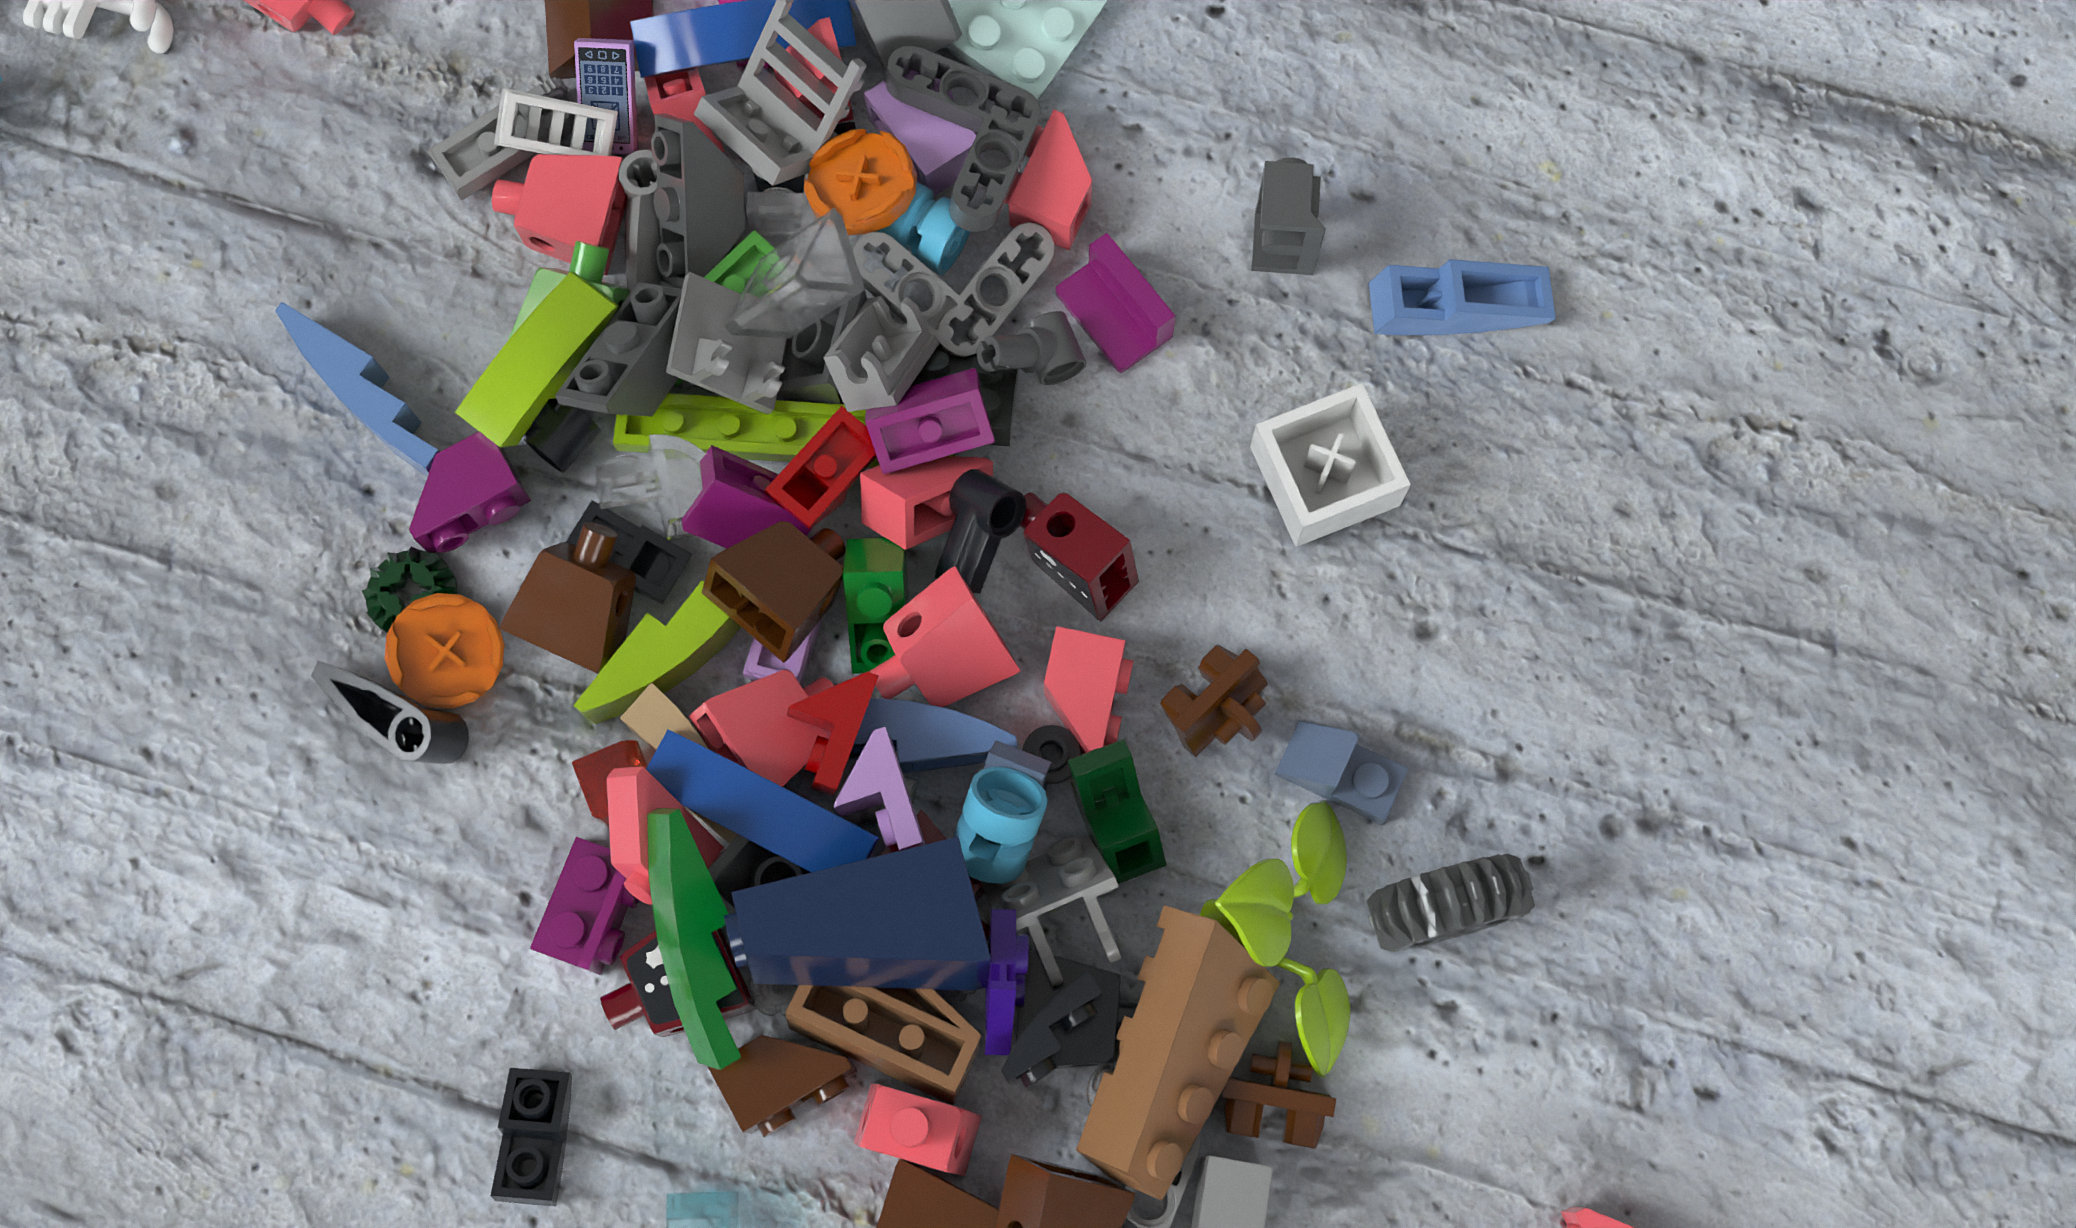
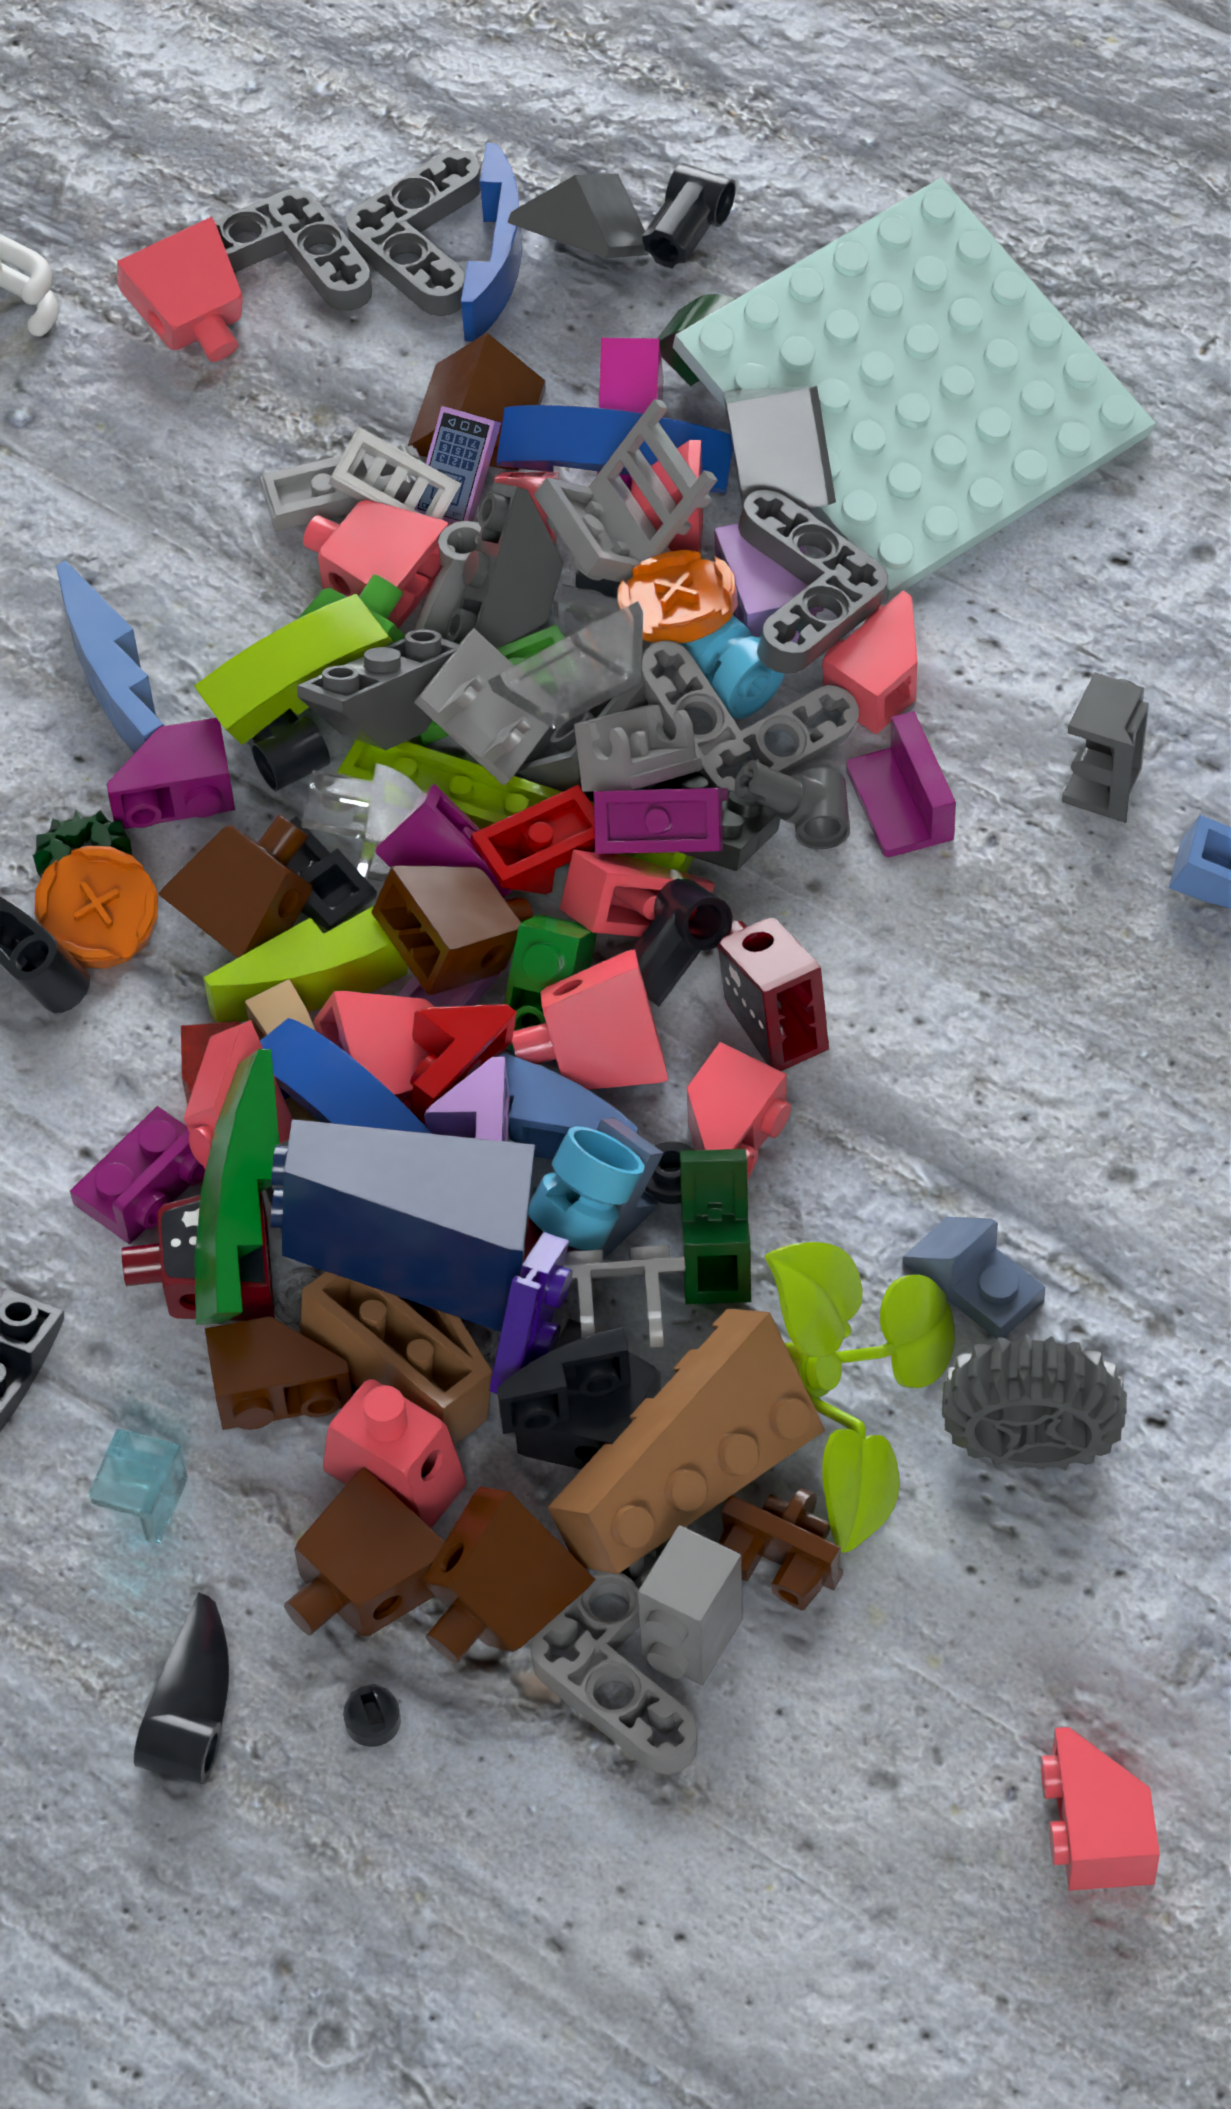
camera: 20 degrees right, 20 degrees down
(1223, 706) = (866, 1169): reddish brown hips -> none
(1329, 464) = (1066, 981): white brick -> none

